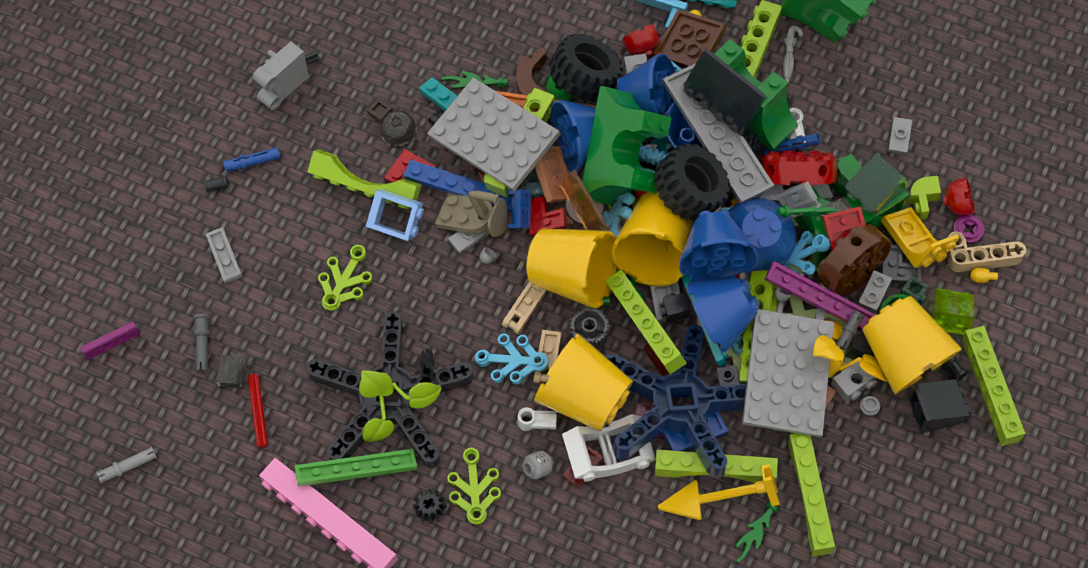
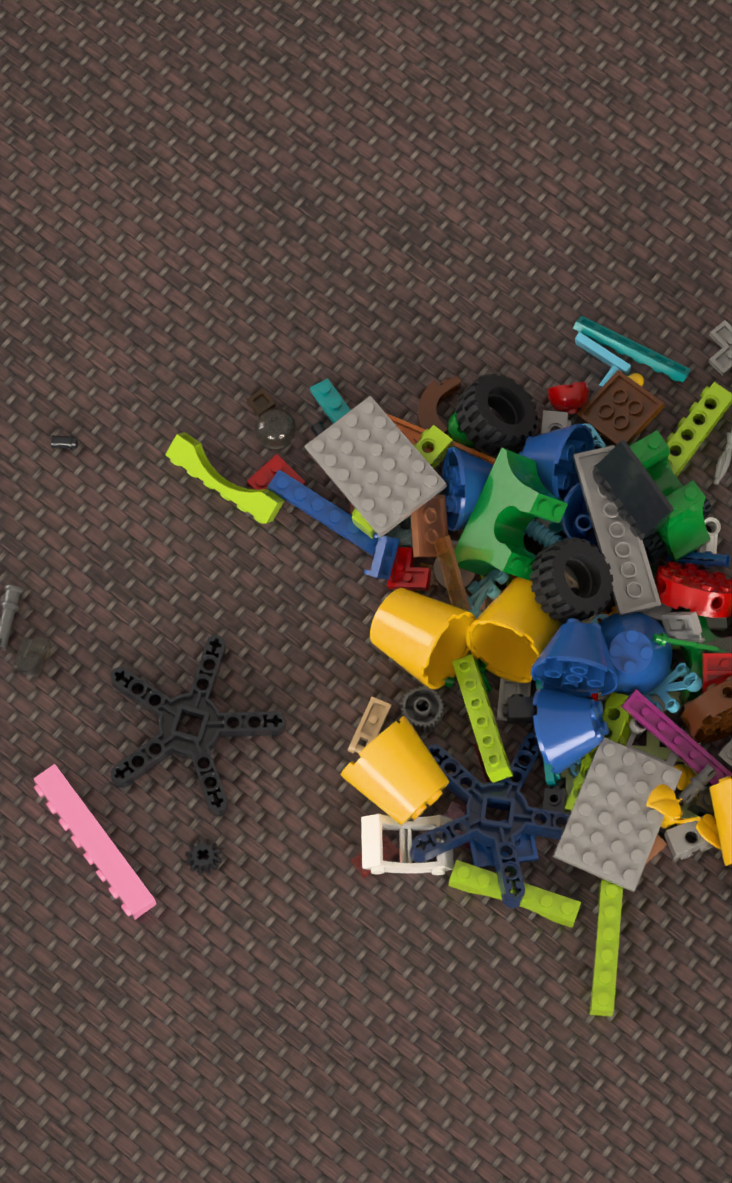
camera: 10 degrees right, 5 degrees up
(223, 255) = (53, 524): light grey tile -> none
(252, 159) = (117, 423): blue pin -> none
(257, 410) = (48, 706): red axle -> none
(282, 74) = (165, 336): light grey piece -> none
(344, 281) = (174, 587): lime plant -> none
(355, 467) = (136, 796): bright green plate -> none
(377, 210) = (235, 506): light blue window -> none
(381, 384) = (184, 716): lime plant -> none
(427, 363) = (239, 702): black pin -> none
(462, 241) = (321, 570): light grey plate -> none
(464, 81) = (372, 391): green piece -> none
(474, 213) = (322, 544): dark tan plate -> none
(474, 489) = (254, 850): lime plant -> none
(487, 255) = (335, 598): light grey hinge -> none
(513, 360) = (332, 722): medium azure plant -> none
(524, 307) = (358, 667): tan plate -> none
(537, 465) = (327, 842): light grey head -> none
(539, 419) = (343, 793): white piece -> none
(688, 501) = (475, 922): yellow piece -> none
(757, 532) = (537, 975): green piece -> none
(870, 405) = (698, 869): light grey plate -> none

